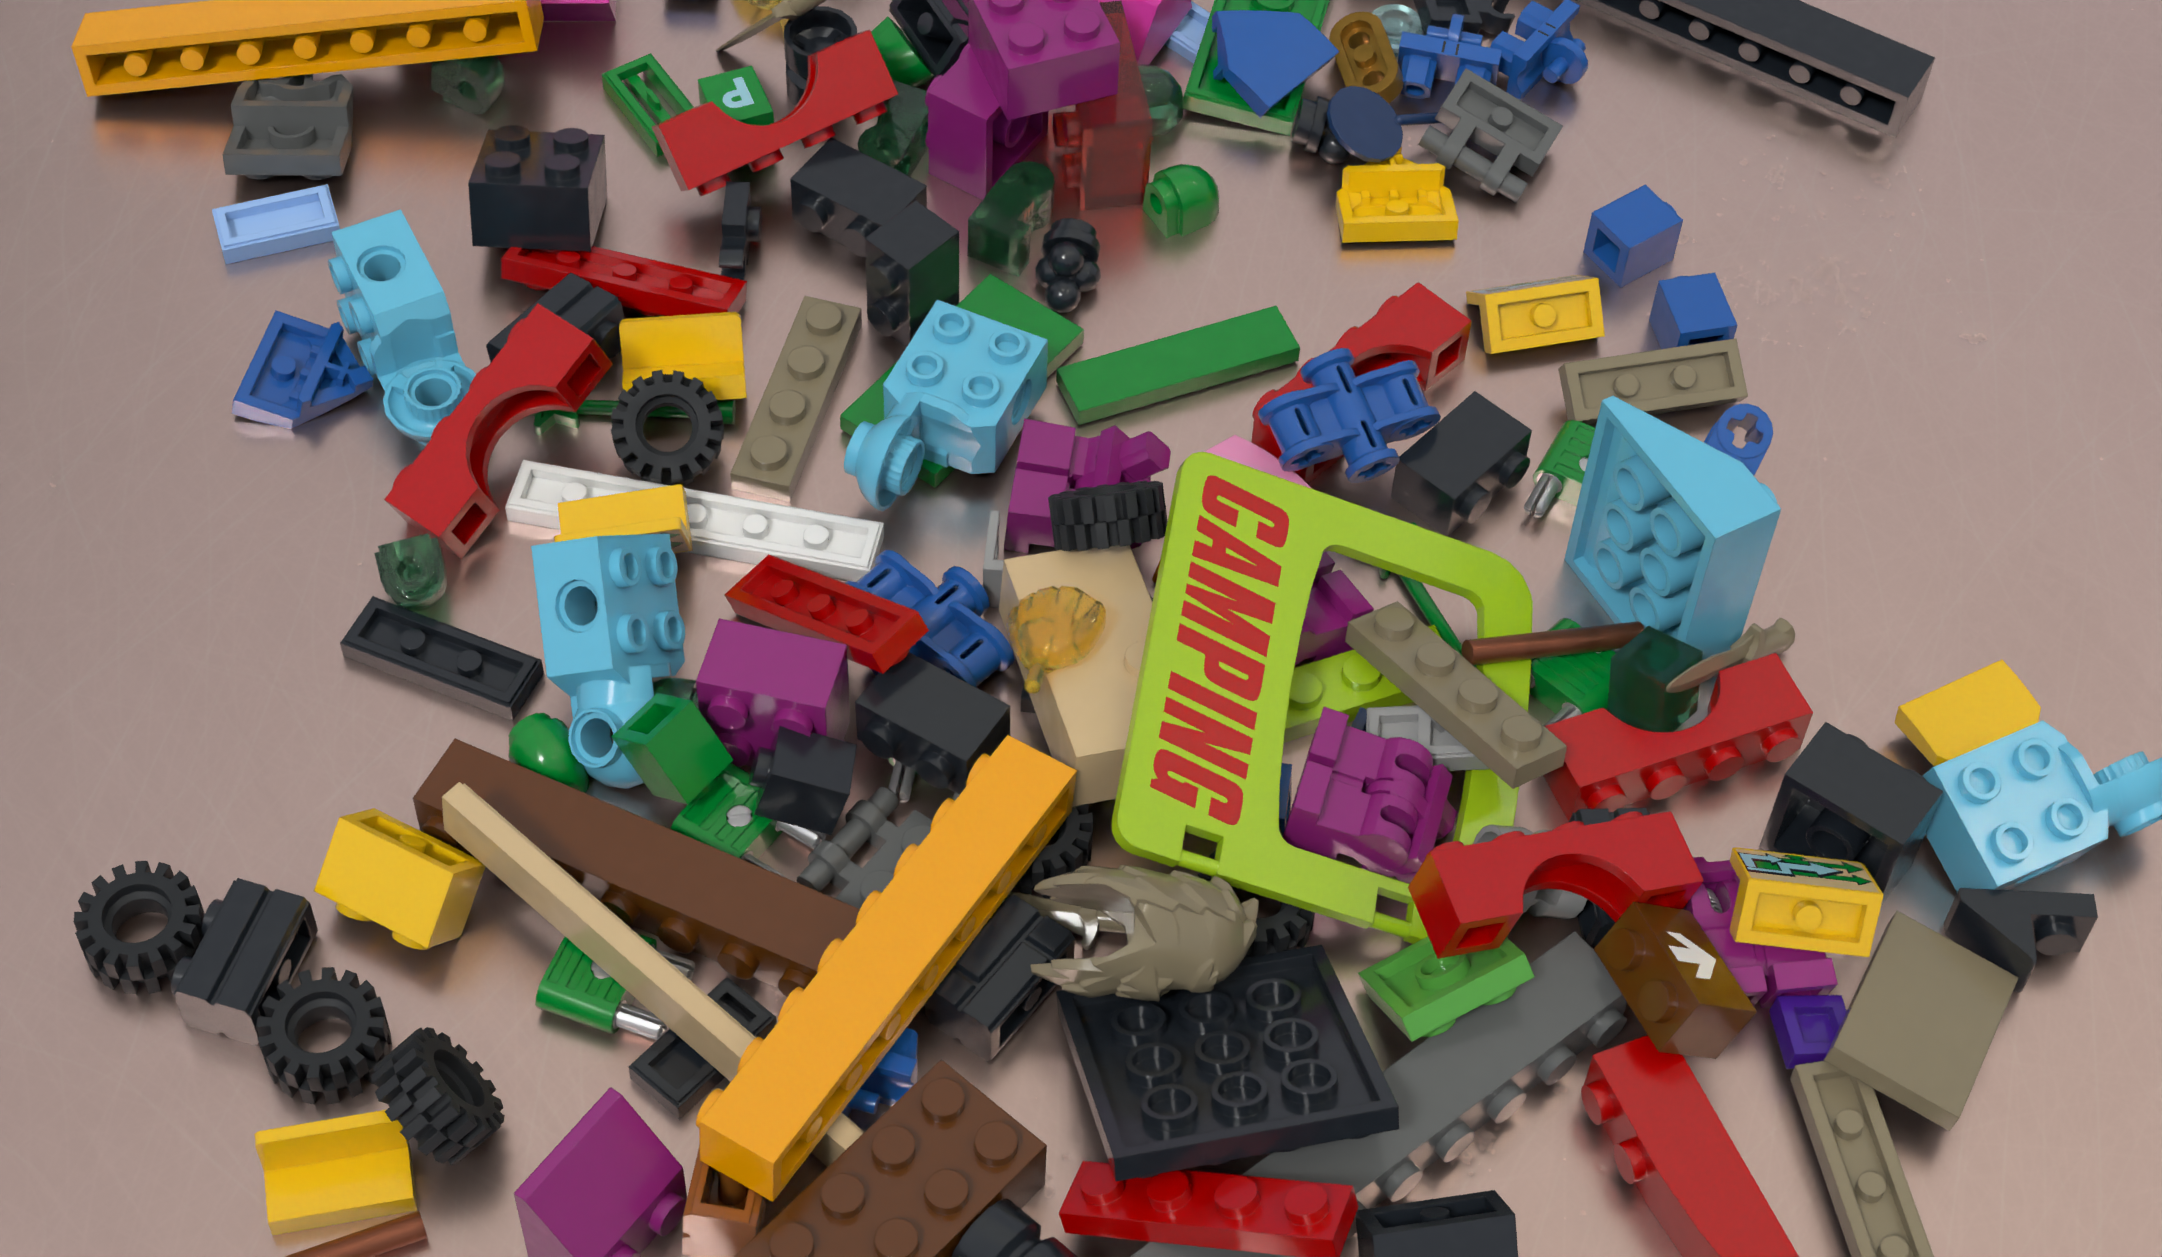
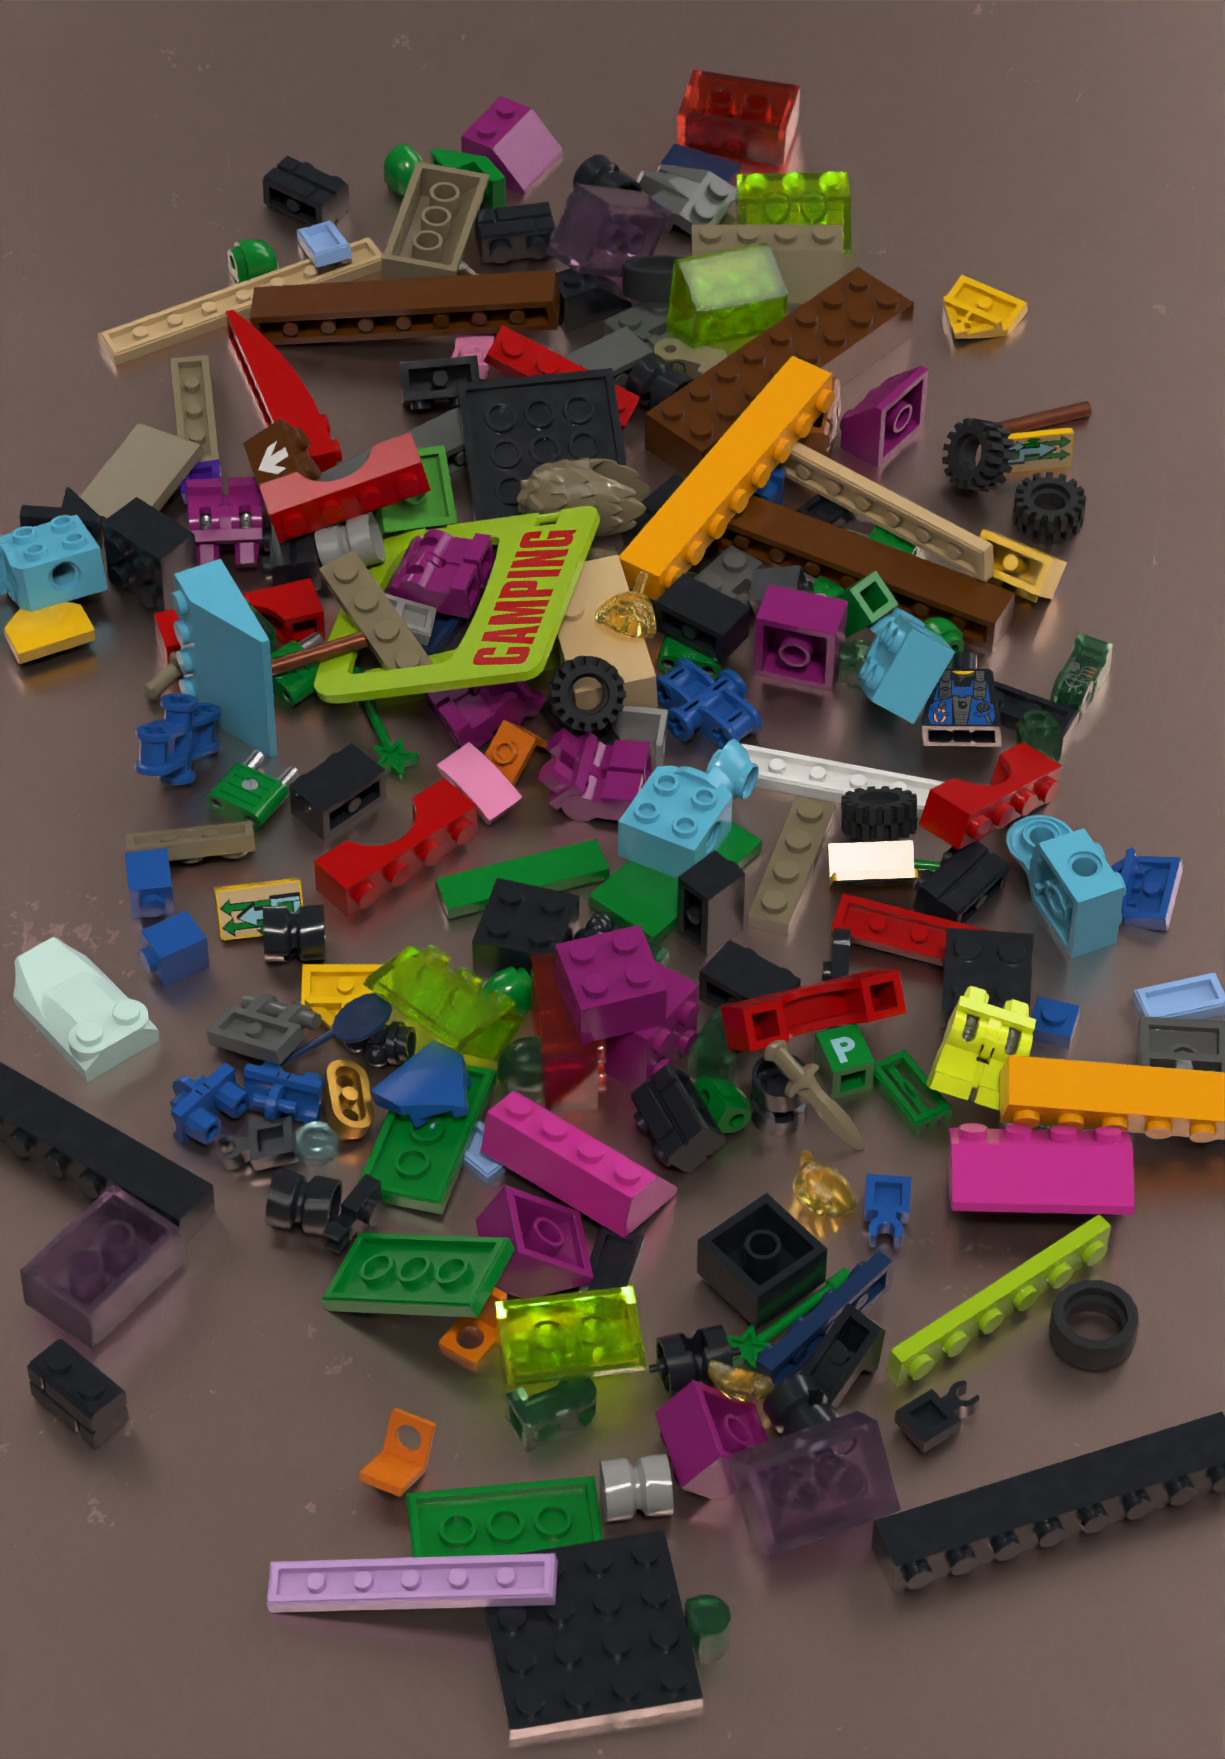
camera: 175 degrees left, 5 degrees down
(127, 898) = (1164, 577): black tyre -> none
(245, 952) = (1101, 539): black brick -> none
(325, 698) = (1083, 673): none -> clear green leg
(446, 192) = (1054, 1022): none -> blue plate
(504, 610) = (963, 707): none -> torso
(556, 80) = (984, 1033): none -> neon yellow hips
(629, 513) = (903, 749): yellow panel -> none
(822, 608) = (770, 675): red plate -> none
(1163, 257) = (521, 924): none -> black brick
(1262, 131) = (447, 1001): none -> clear neon green slope
(1349, 415) = (403, 780): blue axle -> none
(1479, 247) = (294, 933): none -> black wheel
(1723, 167) = (80, 1009): none -> light aqua slope
(1804, 902) = (198, 501): yellow panel -> none

